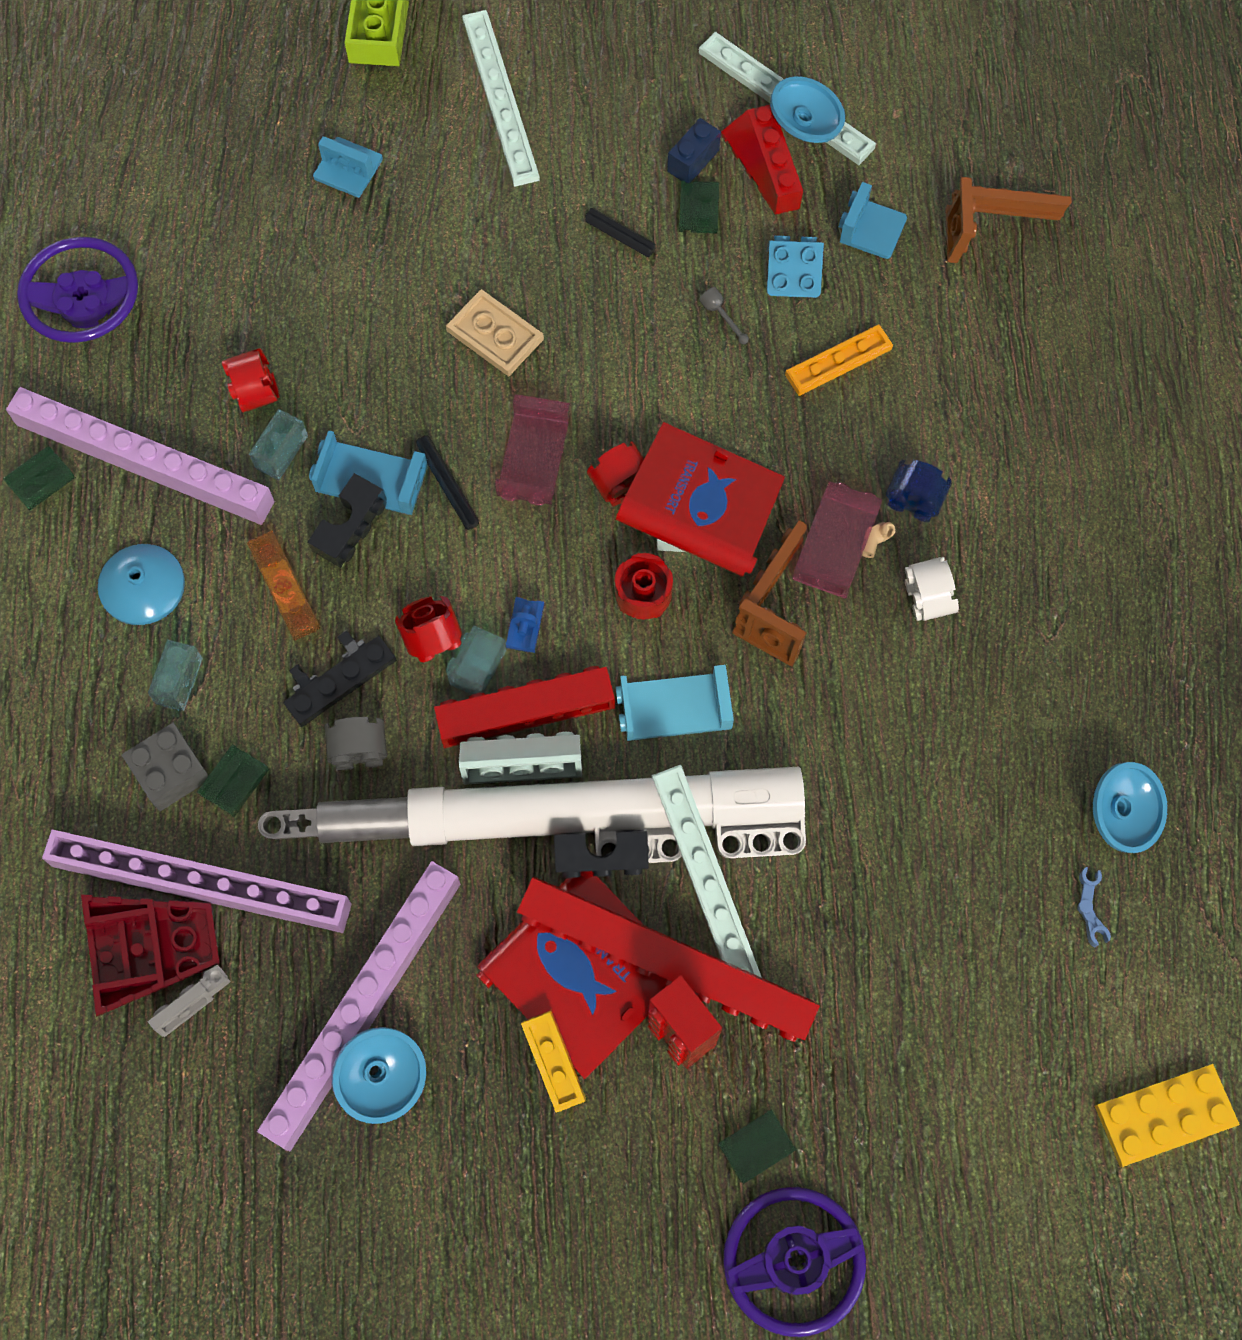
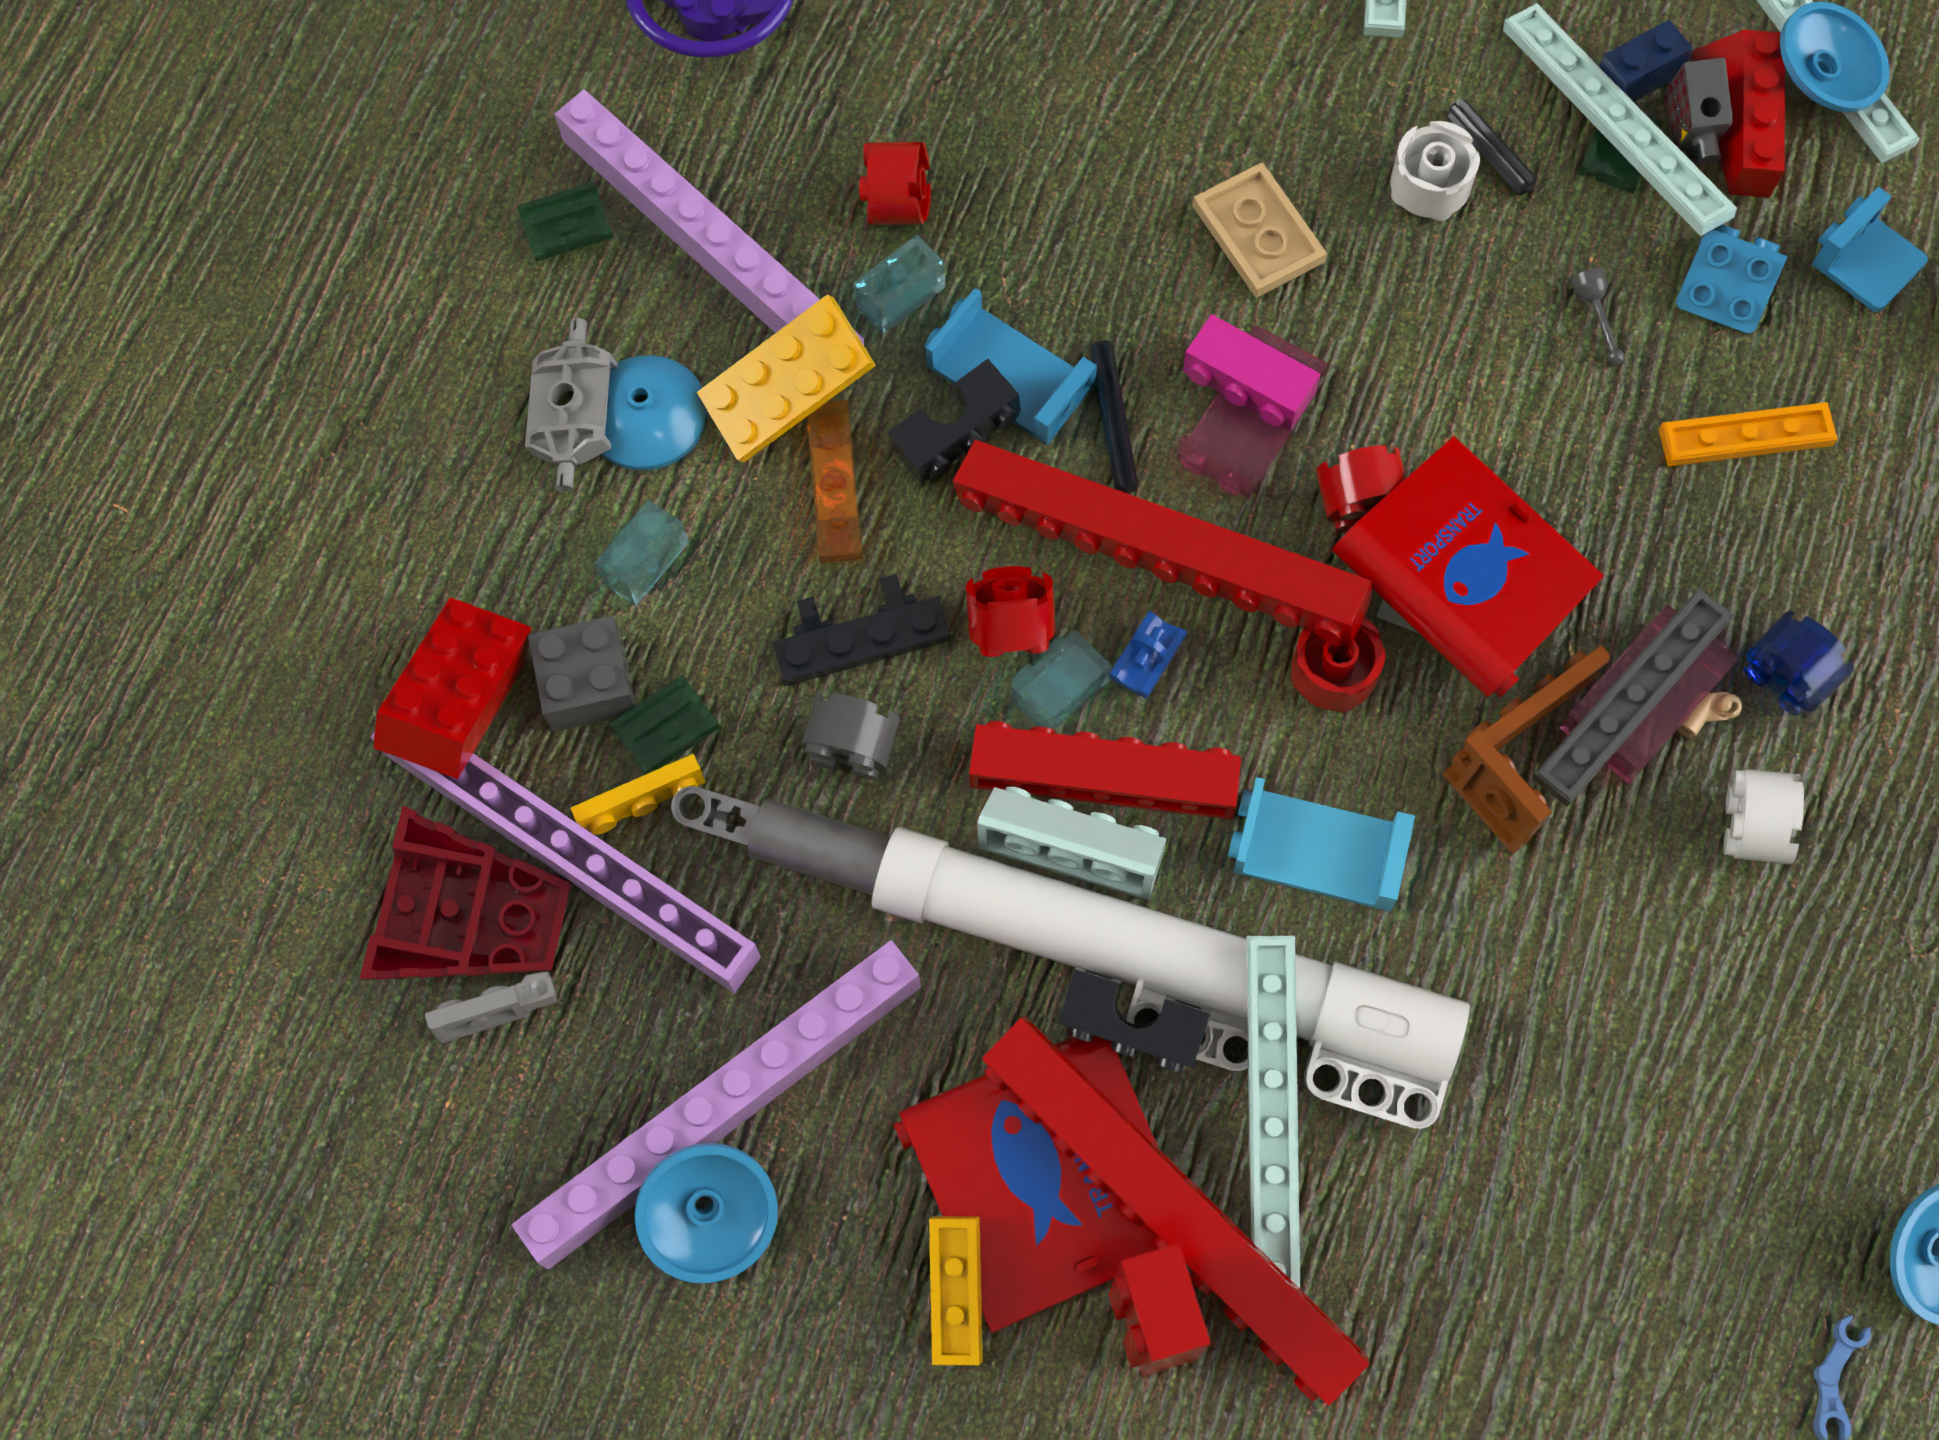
camera: 25 degrees right, 0 degrees up
(85, 806) = (452, 688): none -> red brick
(101, 611) = (576, 430): none -> light grey plate
(227, 530) = (786, 378): none -> yellow plate
(233, 832) = (637, 796): none -> yellow plate
(507, 550) = (1164, 542): none -> red brick
(523, 425) = (1250, 373): none -> dark pink brick
(590, 259) = (1434, 170): none -> white brick
(691, 189) = (1620, 120): none -> light aqua tile
(738, 167) = (1699, 108): none -> dark grey torso
(828, 545) = (1632, 697): none -> dark grey tile

